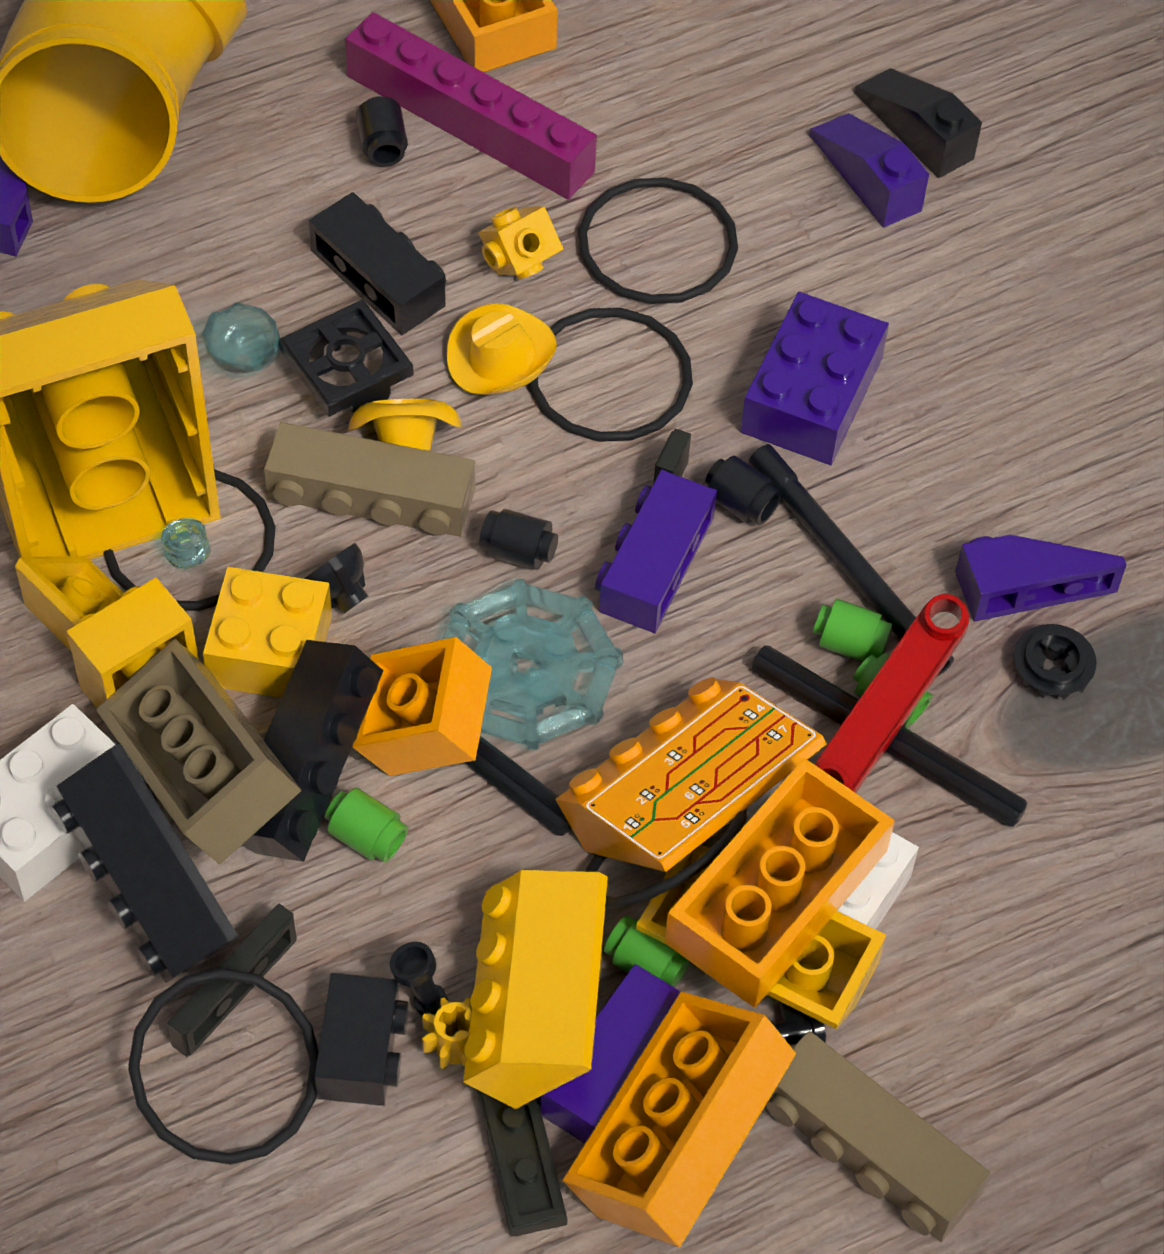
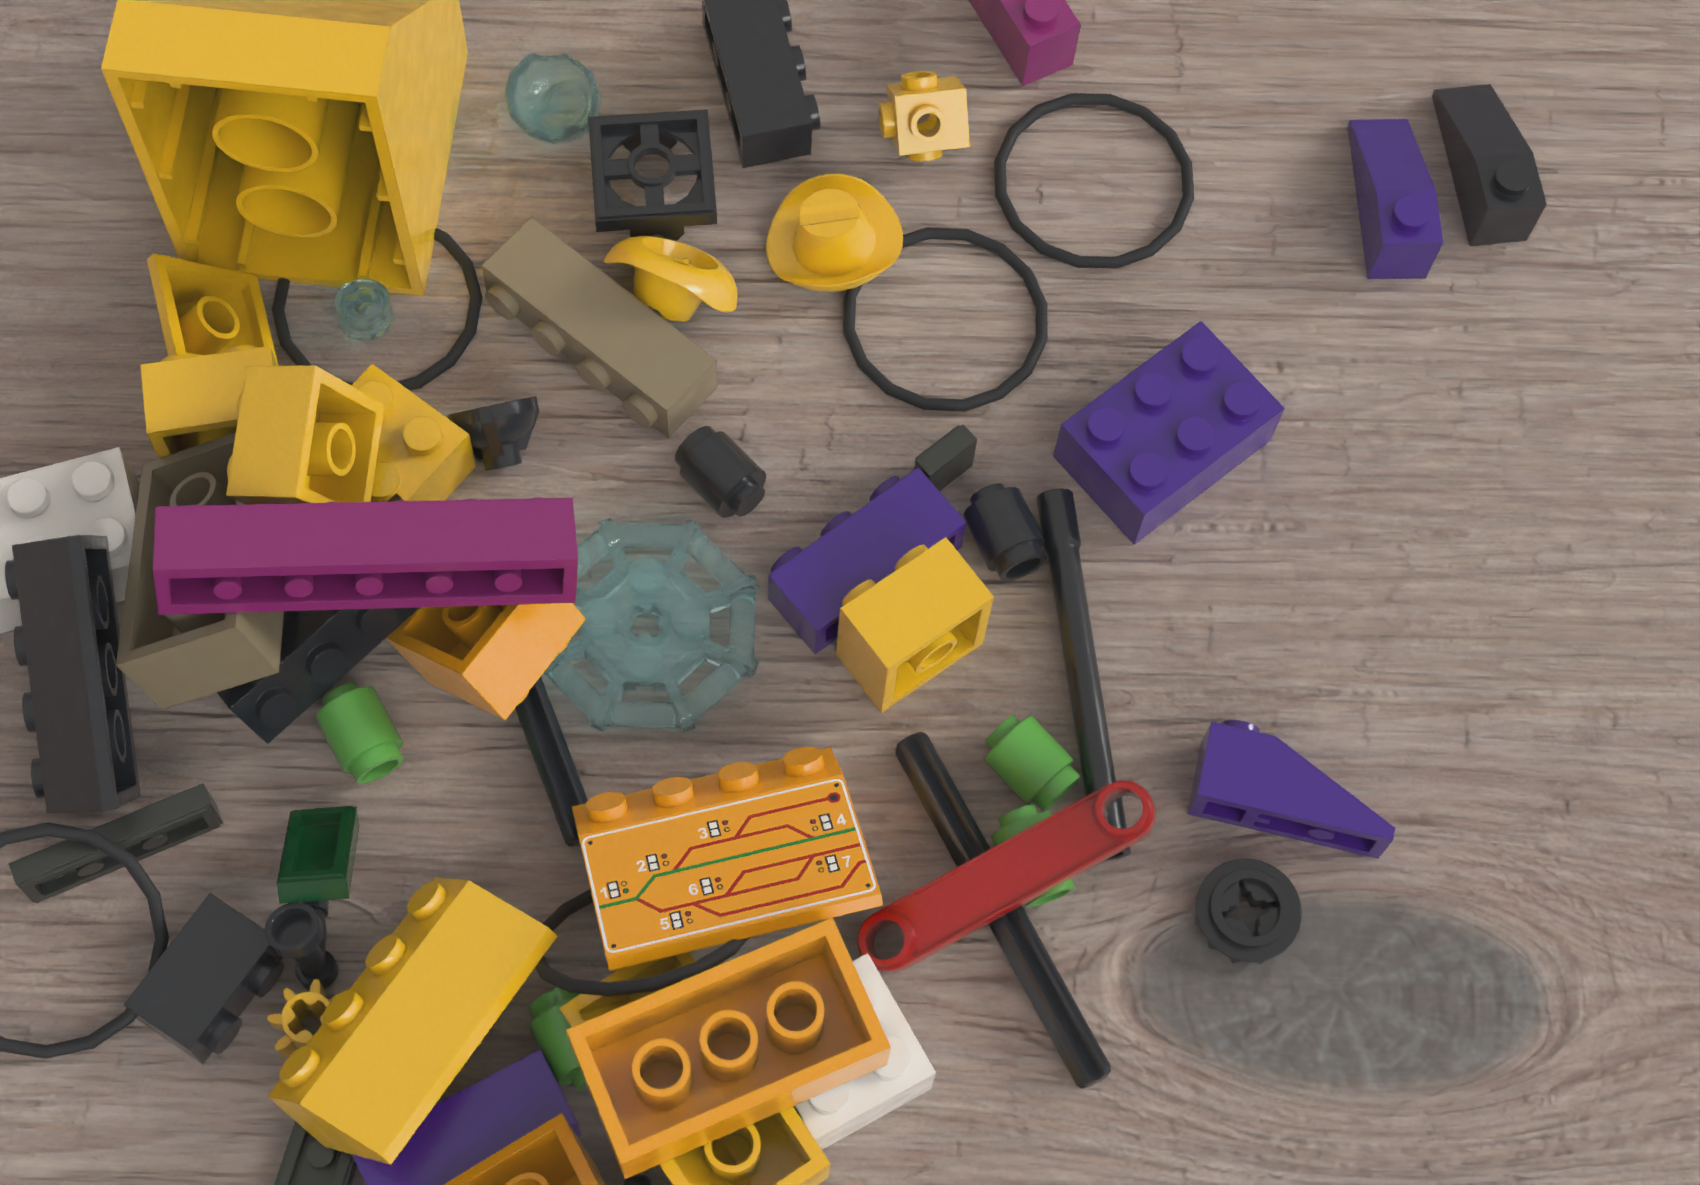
camera: 25 degrees right, 10 degrees up
(232, 627) = (303, 438): none -> yellow brick
(330, 671) = (364, 555): none -> magenta brick
(392, 914) = (318, 854): none -> dark green tile
(720, 571) = (912, 622): none -> yellow brick

